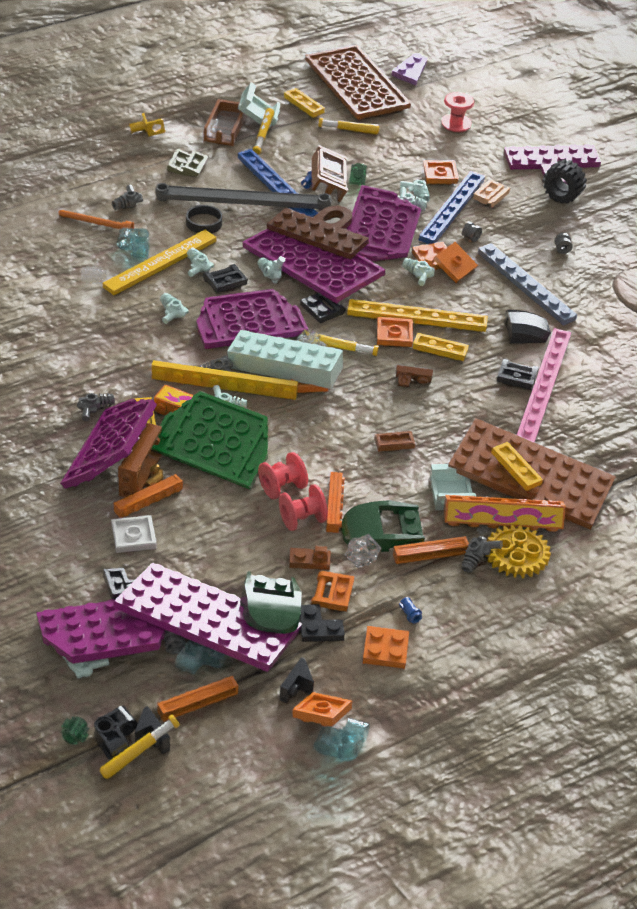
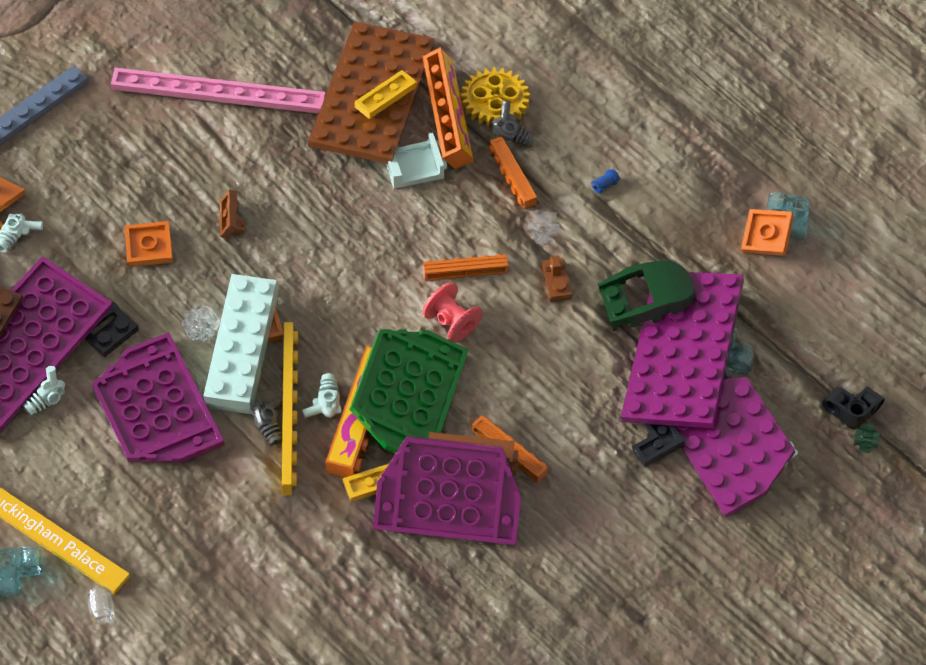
camera: 100 degrees left, 15 degrees up
(92, 403) = (367, 542): dark grey piece -> none
(133, 534) = (570, 452): white tile -> none
(136, 749) = (873, 375): yellow piece -> none
(149, 723) = (840, 373): black slope -> none
(173, 308) = (154, 490): light aqua piece -> none
(197, 698) = (782, 344): orange piece -> none
(199, 262) = (45, 480): light aqua piece -> none
(225, 278) = (79, 442): black plate -> none
(298, 679) = (730, 262): black slope -> none
(302, 508) = (504, 295): coral hose -> none
(318, 630) = (651, 249): black plate -> none
(339, 592) = (601, 244): orange plate -> none
(348, 345) = (181, 305): yellow piece -> none
(366, 520) = (494, 233): dark green slope -> none
(386, 647) = (658, 198): orange plate -> none
(394, 441) = (350, 222): dark orange plate -> none
(419, 315) = (109, 224): yellow plate -> none
(440, 347) = (167, 194): yellow plate -> none
(517, 374) = (206, 118): black plate -> none
(526, 327) = (108, 114): black slope -> none

